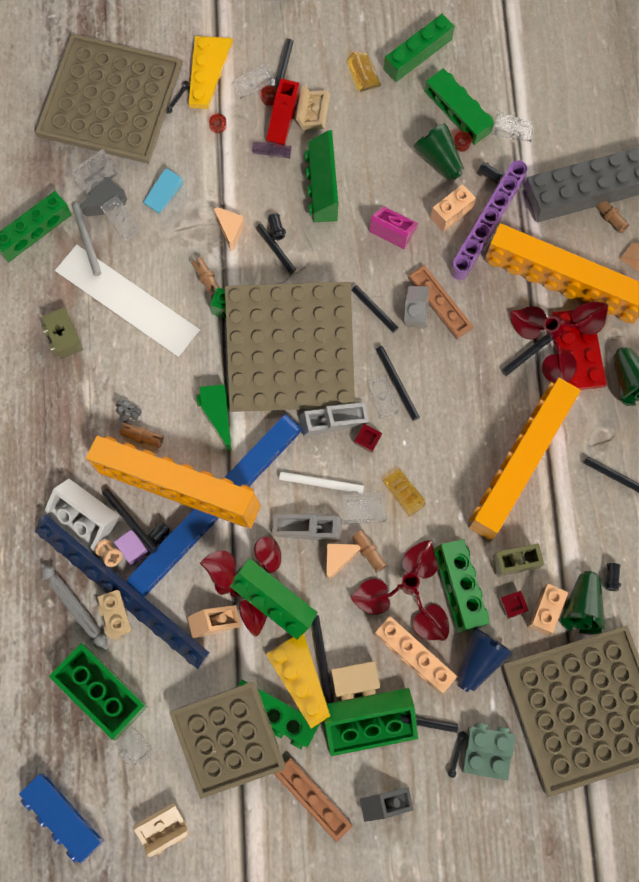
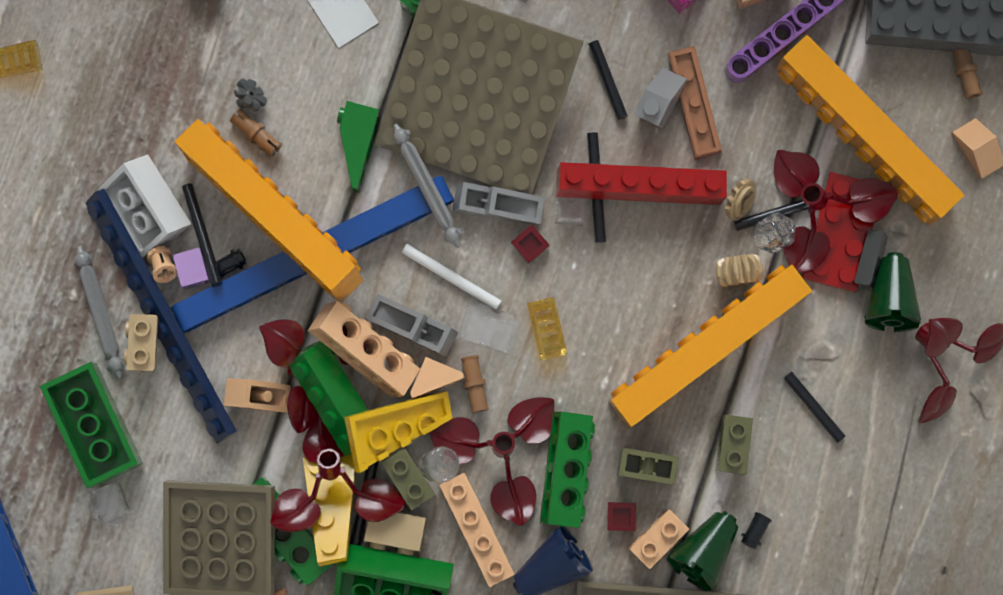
camera: 25 degrees right, 10 degrees up
(279, 692) = (297, 511): none -> dark red plant
(280, 423) = (427, 186): none -> light grey wheel
(308, 569) = (328, 330): none -> light nougat brick
(321, 605) = (394, 426): none -> yellow wing
(349, 638) = (408, 479): none -> olive brick
(368, 617) = (431, 468): none -> clear head
(428, 366) = (641, 183): none -> red brick
(501, 352) = (741, 199): none -> tan gear
(521, 399) = (739, 270): none -> tan gear
(534, 365) = (774, 233): none -> clear head
(571, 521) = (734, 444): none -> olive brick
(606, 358) = (870, 258): none -> dark grey slope

